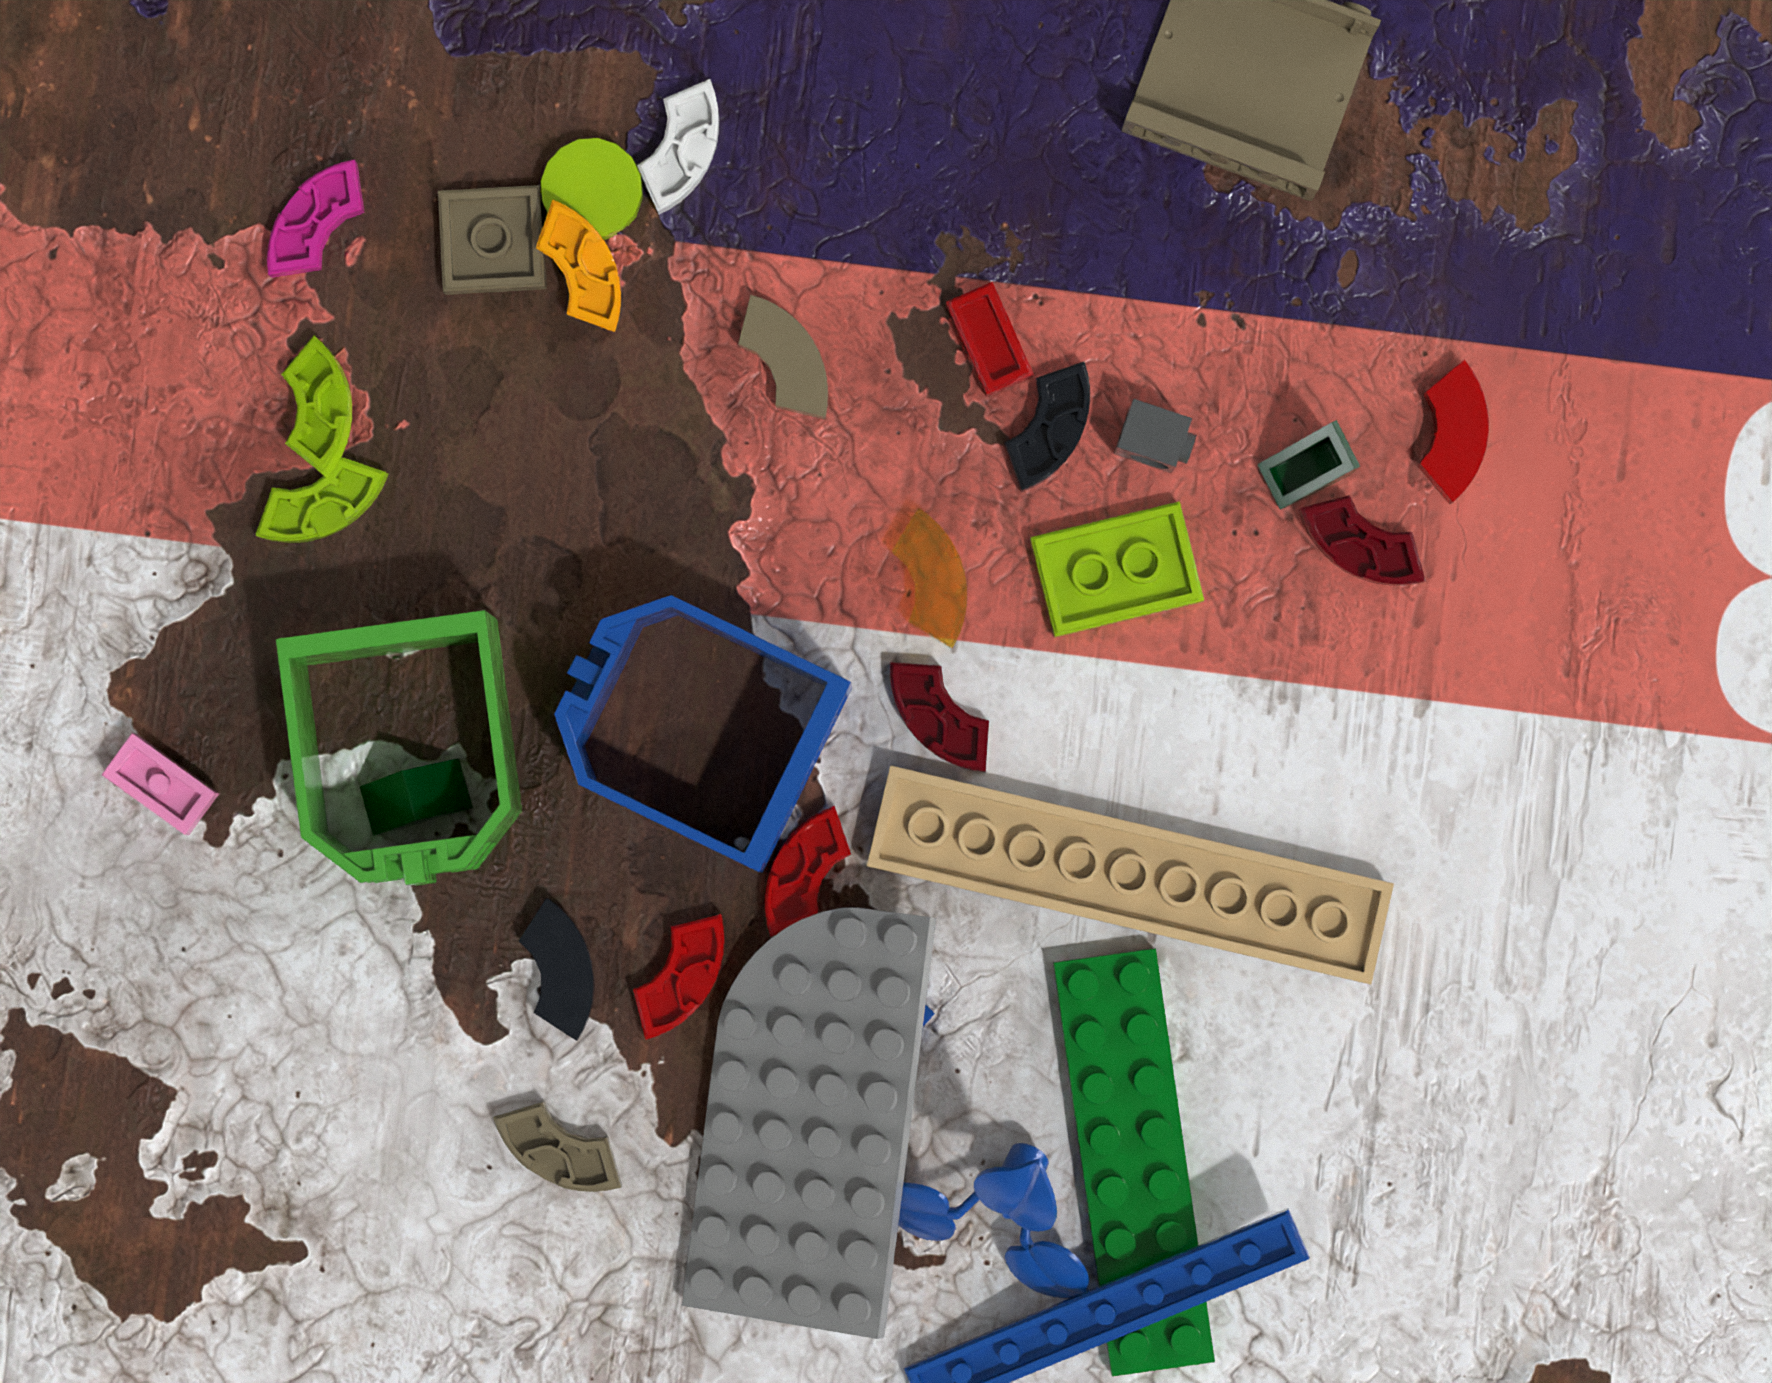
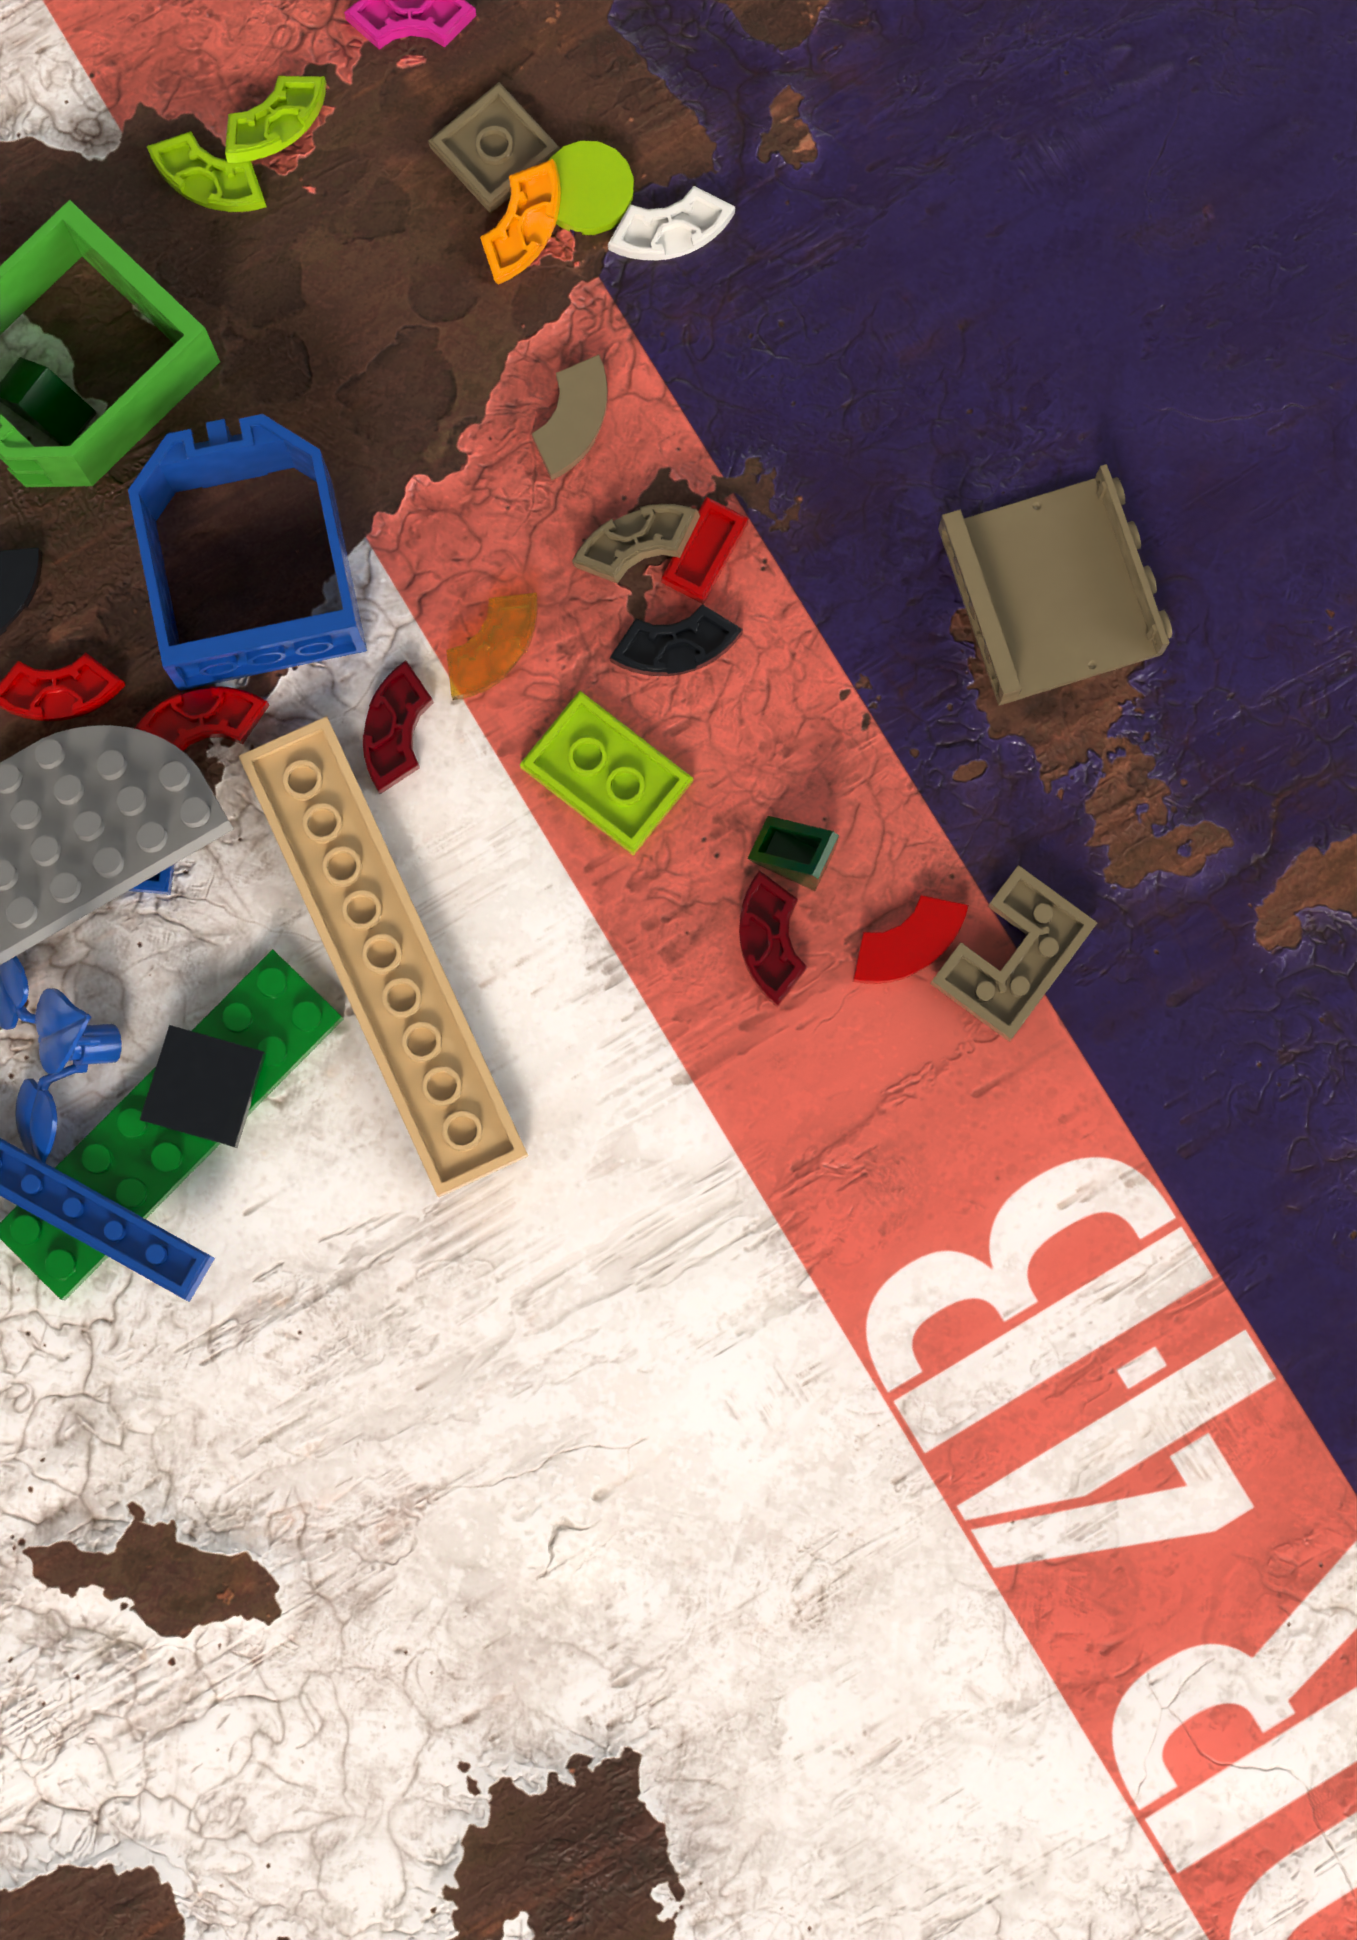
camera: 55 degrees right, 5 degrees down
(934, 389) = (636, 536): none -> dark tan tile
(1132, 1109) = (203, 1086): none -> black tile
(1155, 437) = (725, 721): dark grey brick -> none
(1547, 314) = (1010, 995): none -> dark tan plate

